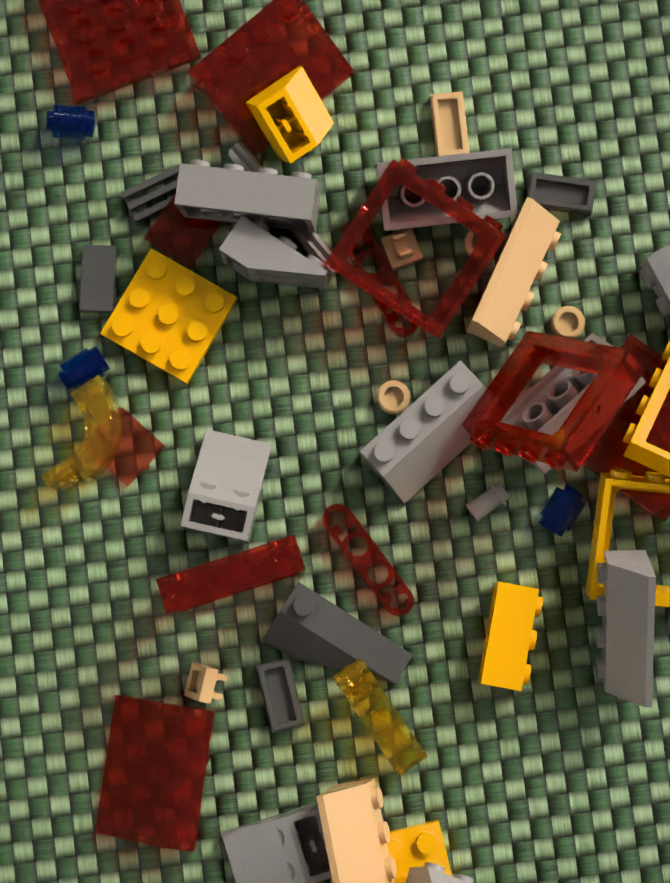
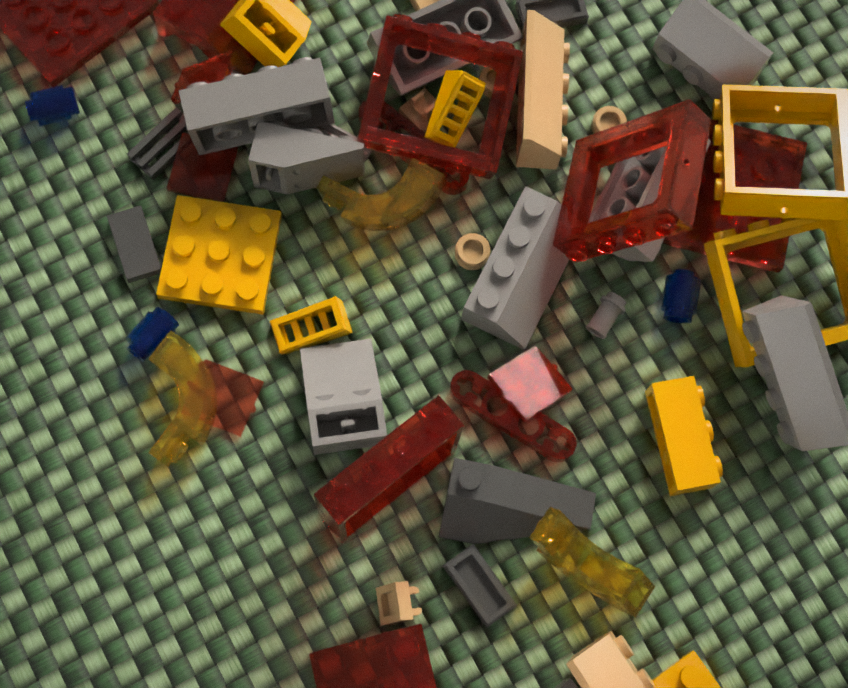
camera: 25 degrees left, 10 degrees down
(215, 146) = (207, 71): none -> clear red piece
(253, 411) = (319, 309): none -> yellow slope
(349, 332) = (392, 209): none -> clear yellow arch
(394, 537) = (530, 383): none -> clear red piece
(421, 251) = (467, 102): none -> yellow slope

